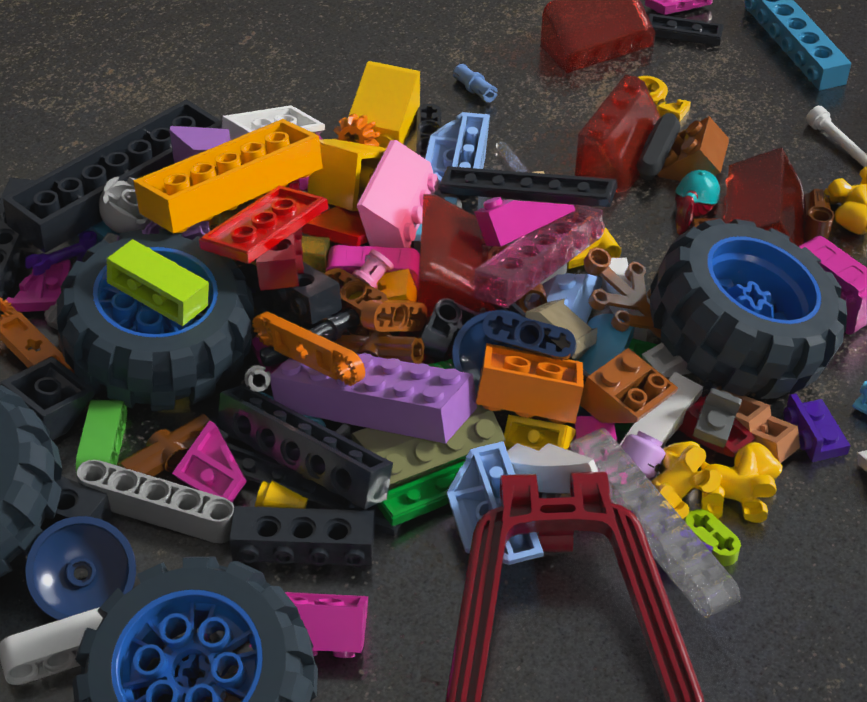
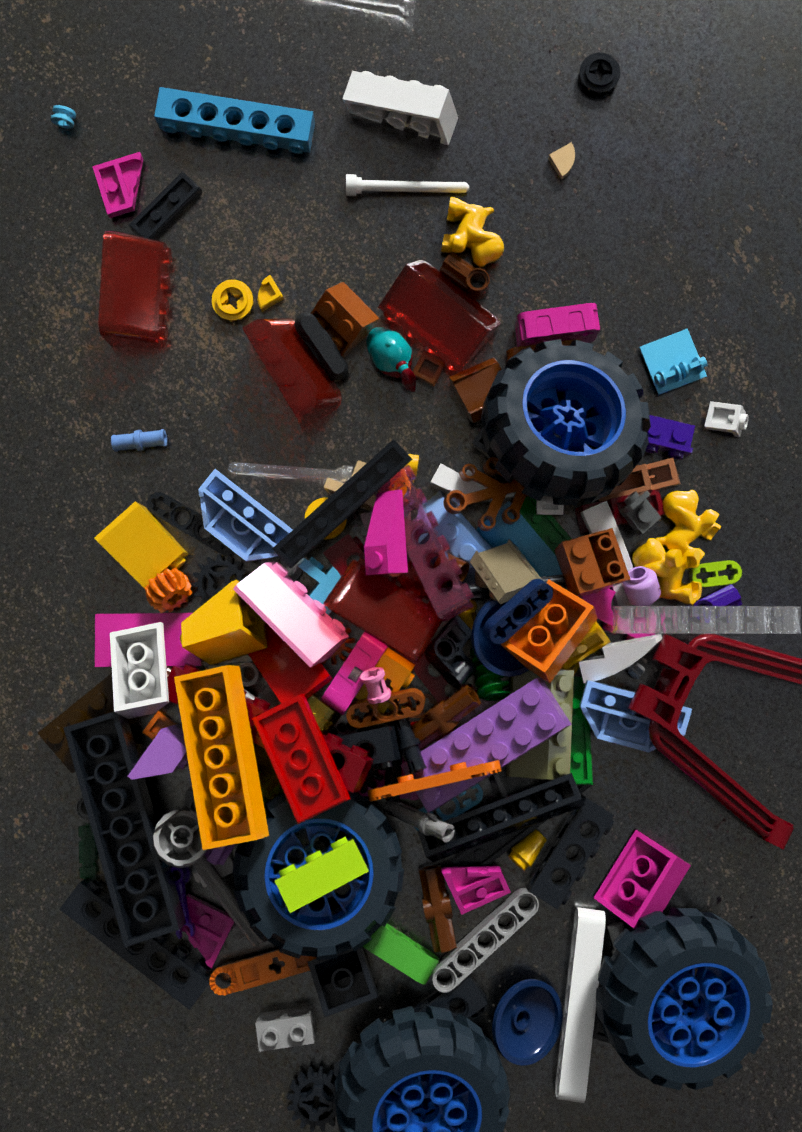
camera: 60 degrees left, 40 degrees up
(387, 309) = (431, 694): dark orange beam -> none

